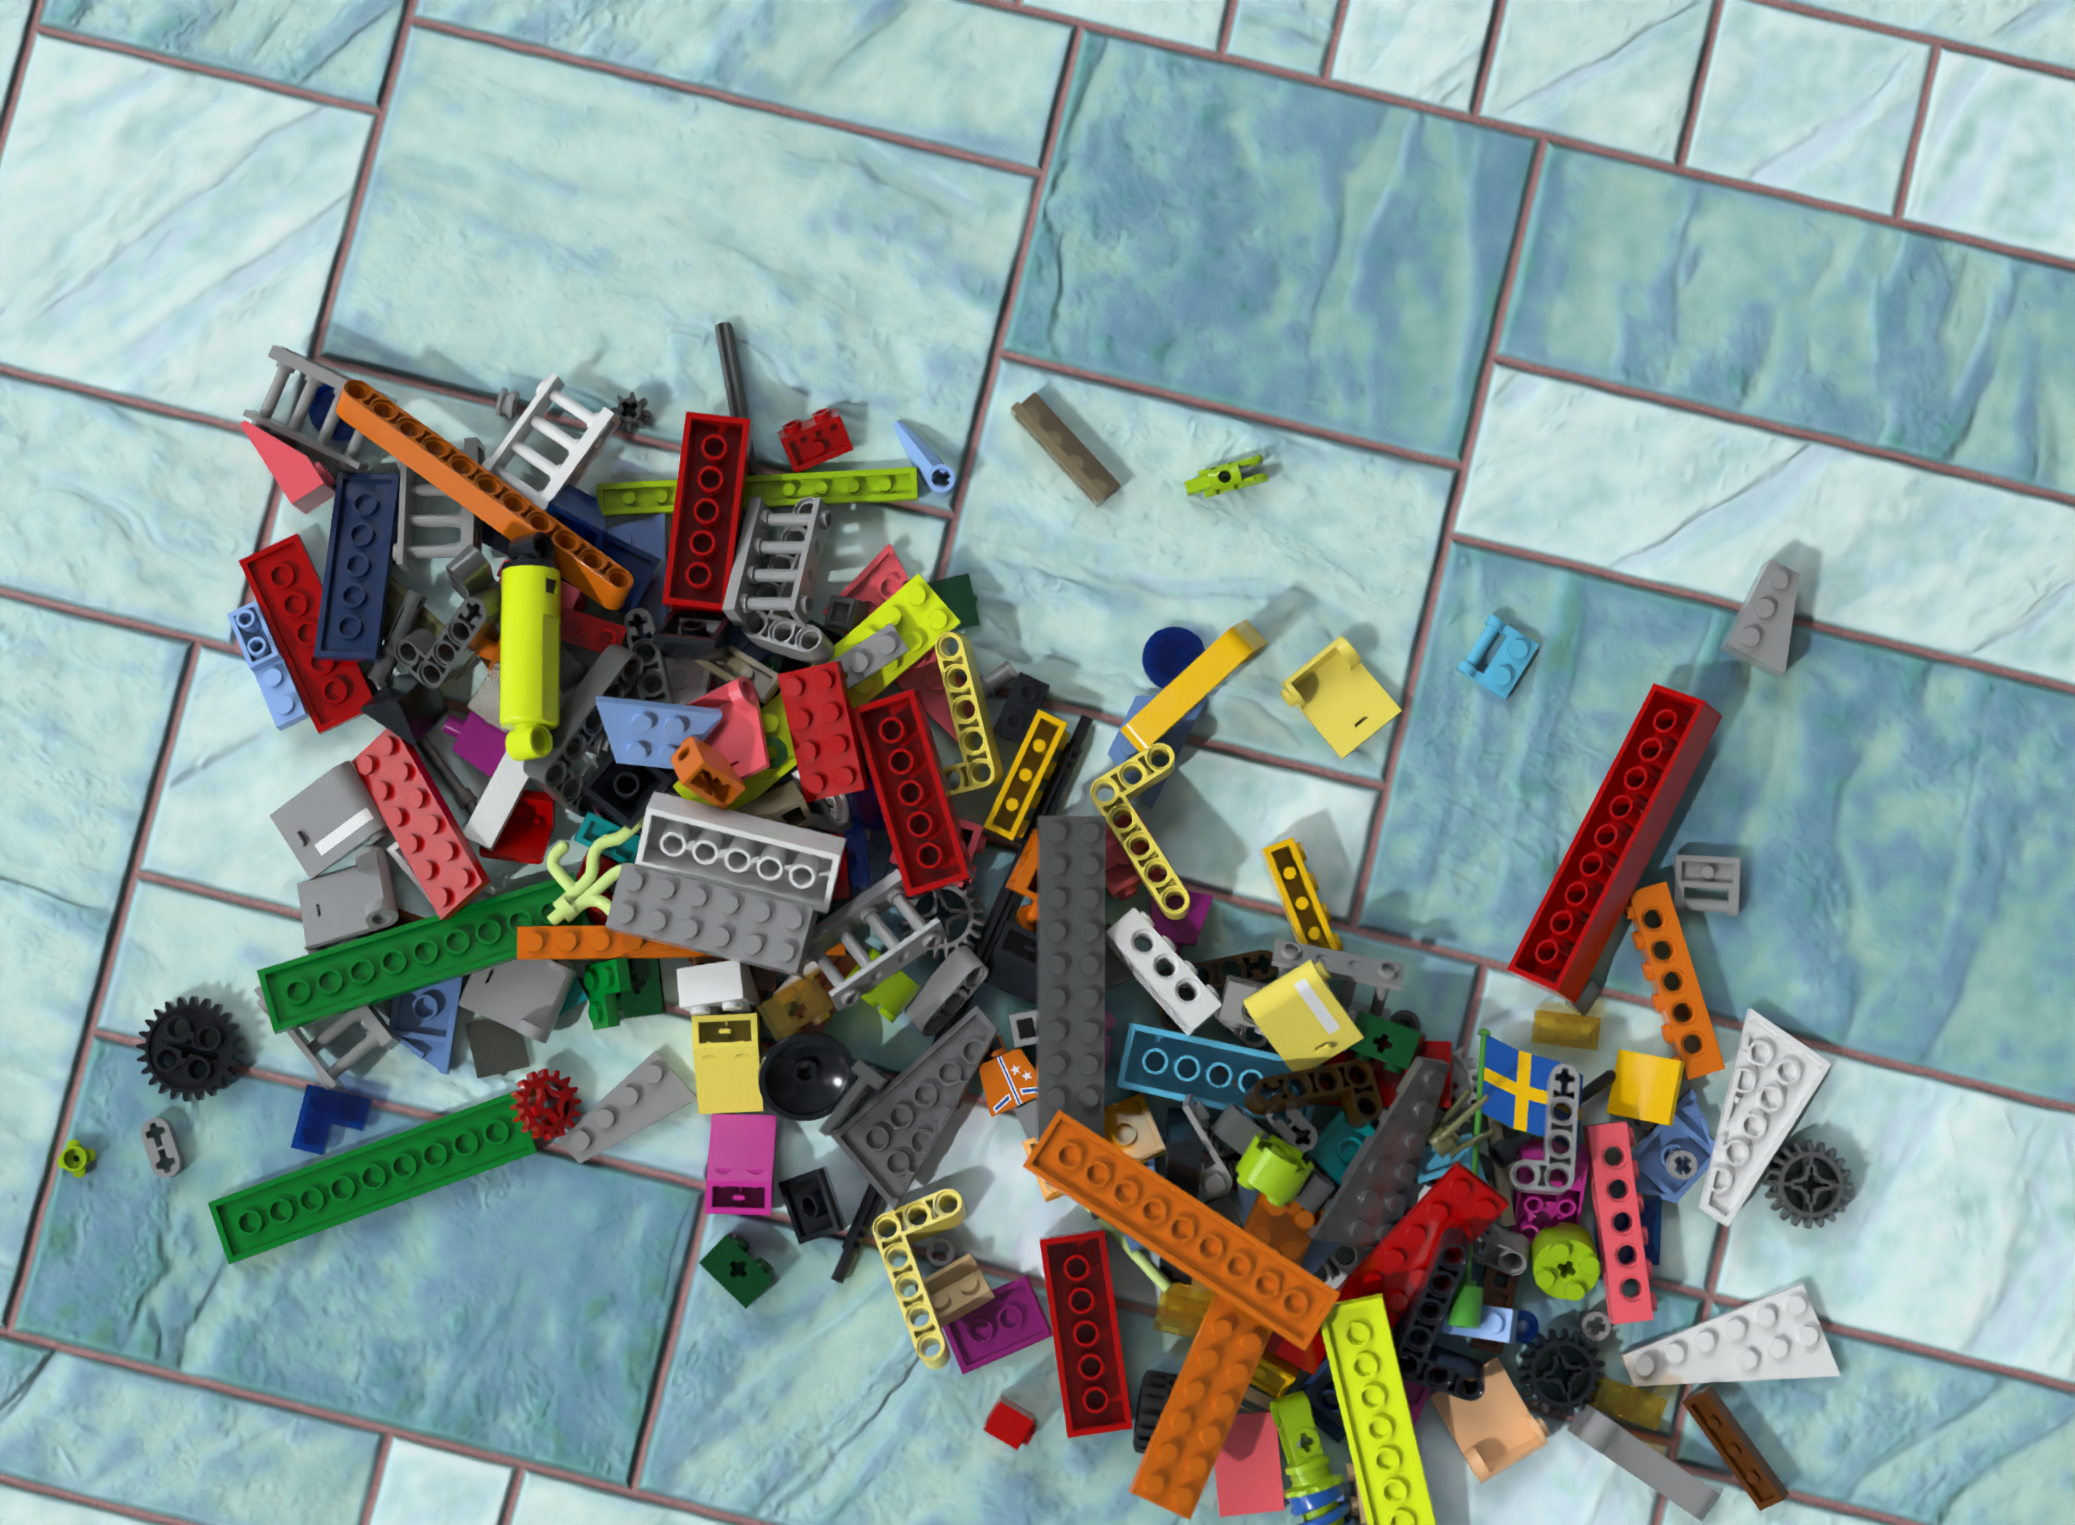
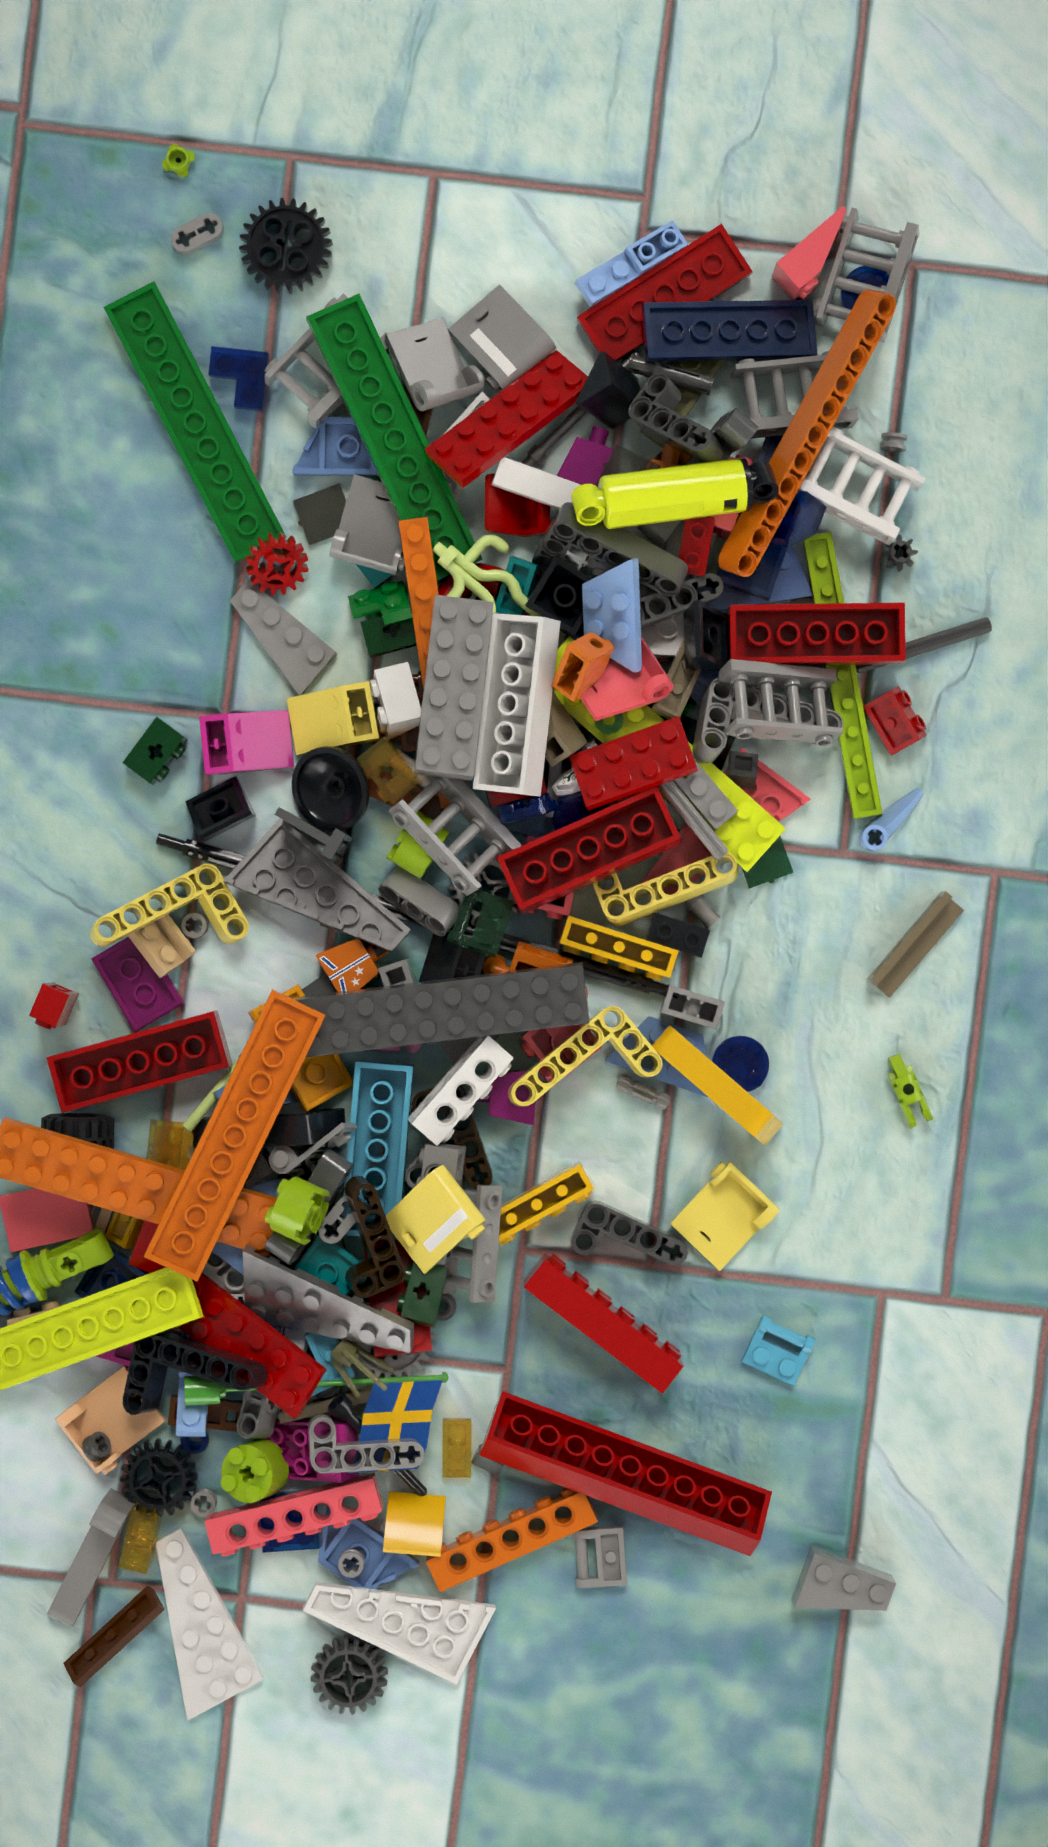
camera: 85 degrees right, 5 degrees up
(894, 672) = (694, 819): none -> light grey axle
(982, 915) = (489, 926): none -> clear green plate
(1103, 702) = (692, 1007): none -> light grey brick
(1191, 770) = (643, 1092): none -> light grey axle
(1352, 803) = (630, 1238): none -> dark grey beam
(1443, 846) = (603, 1322): none -> red brick
(1516, 1439) = (96, 1446): none -> dark grey bush

